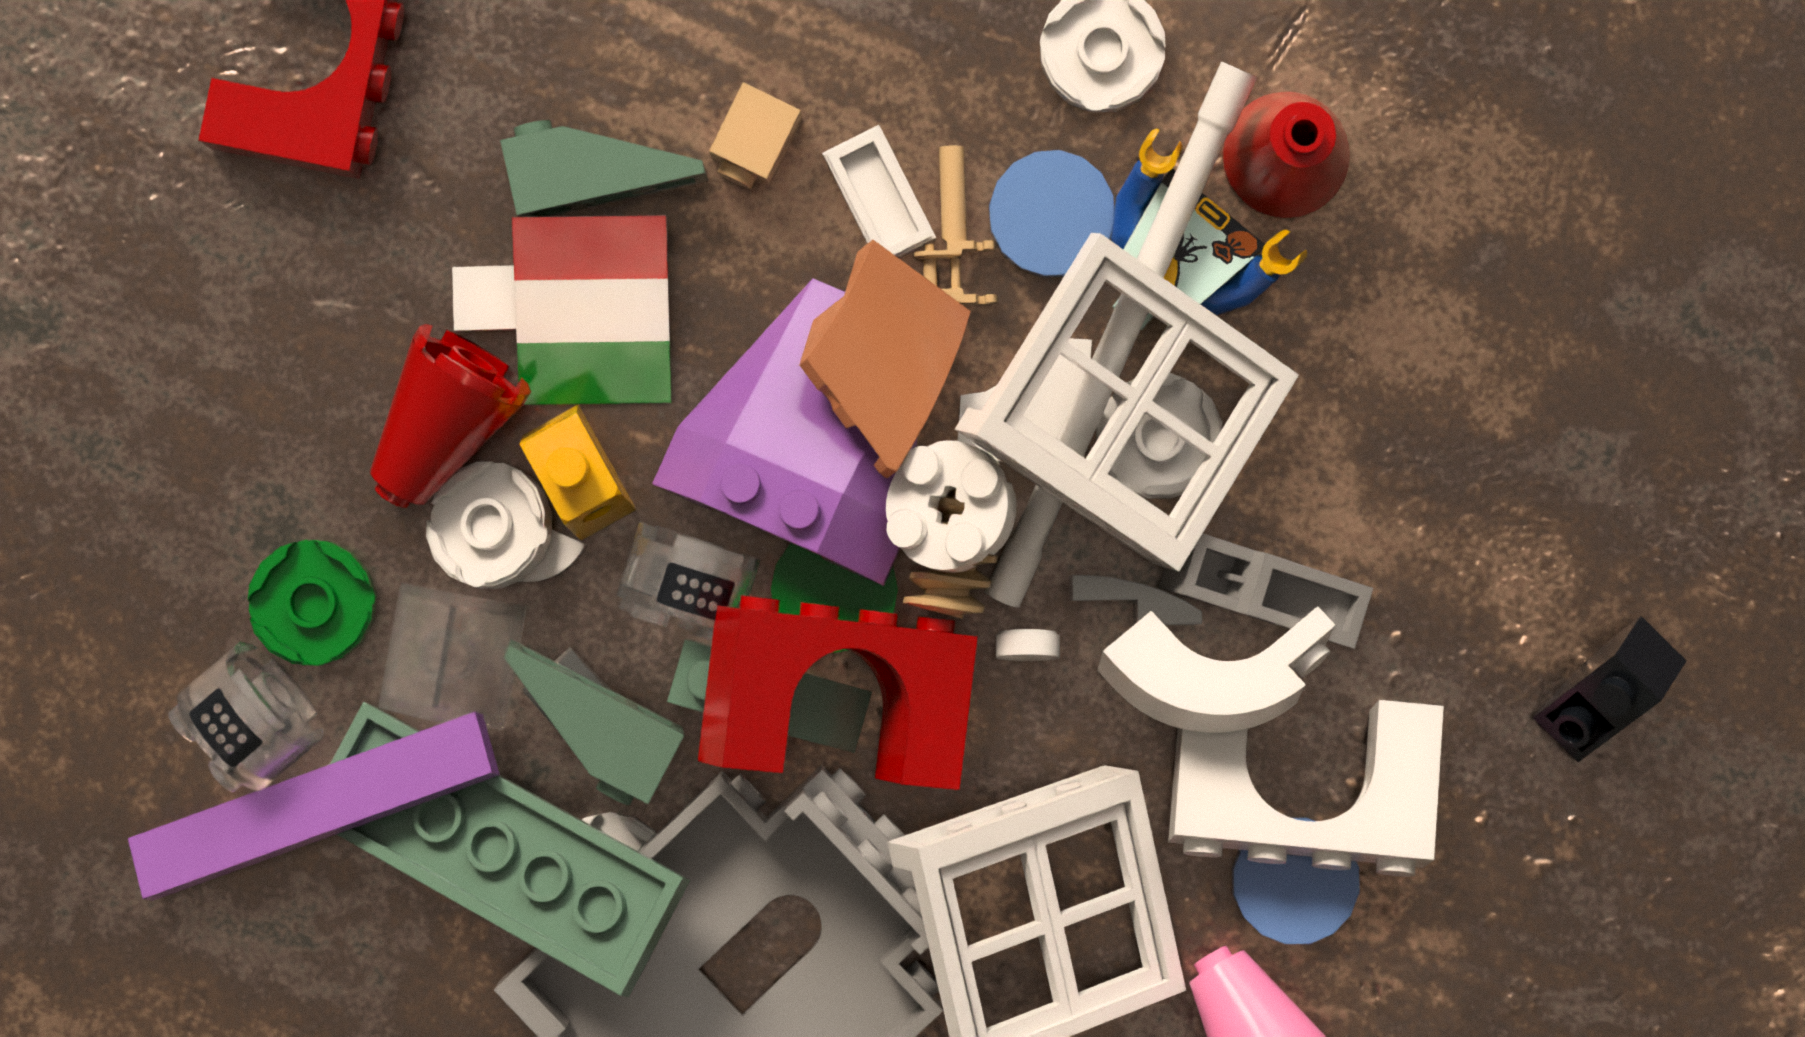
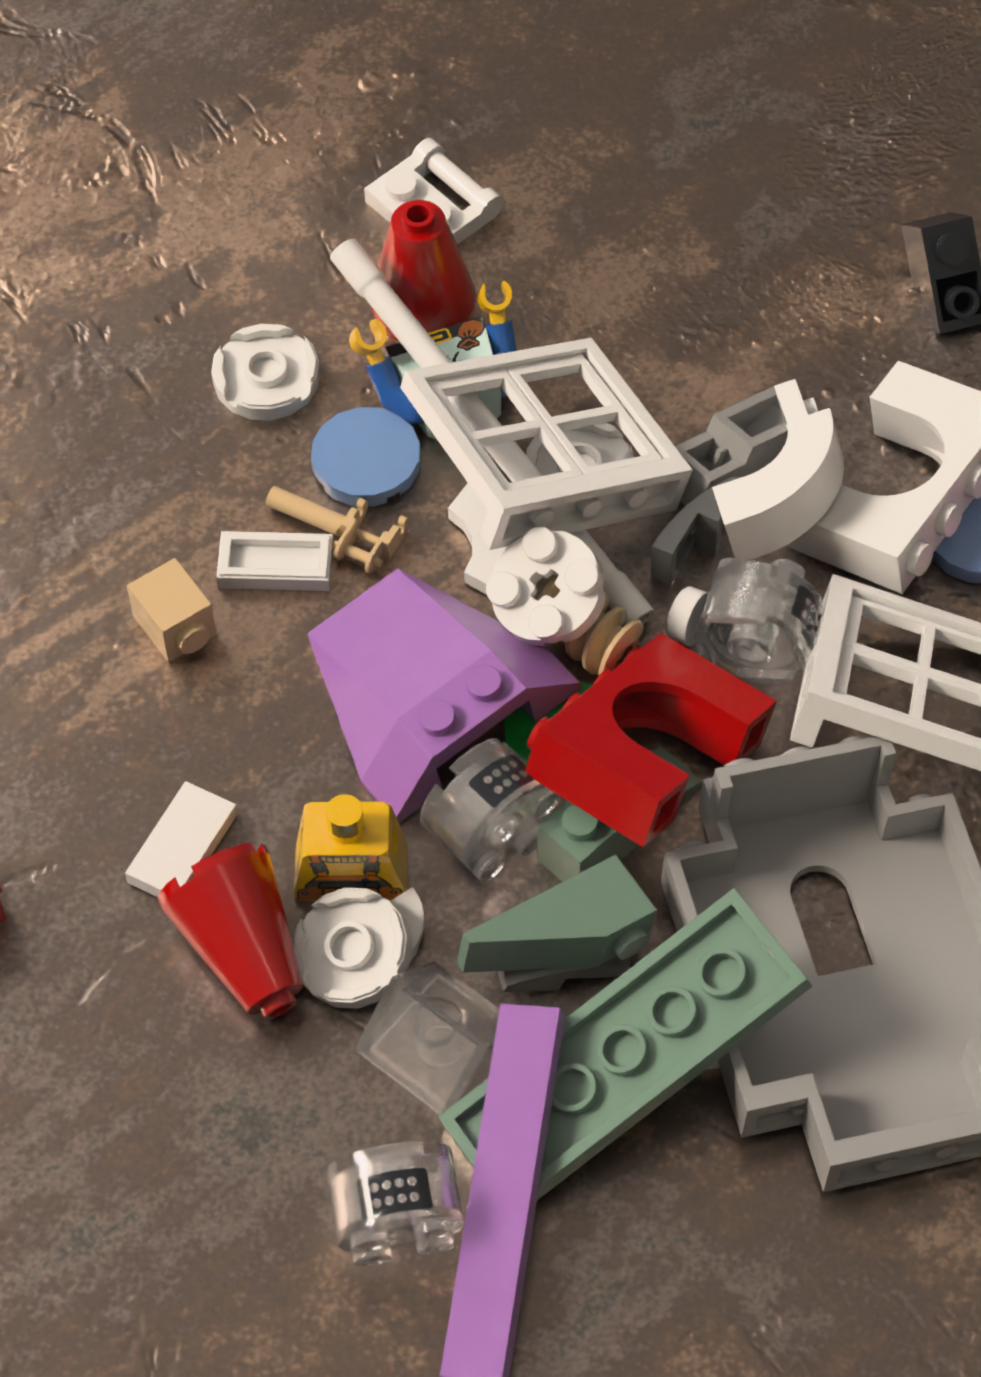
camera: 60 degrees left, 30 degrees down
(311, 602) = (324, 1119): green tile -> none
(577, 170) = (115, 735): sand green slope -> none
(592, 309) = (225, 781): sticker -> none
(885, 352) = (400, 582): nougat slope -> none
(1040, 726) = (759, 619): none -> clear brick
(1401, 85) = (407, 183): none -> white plate

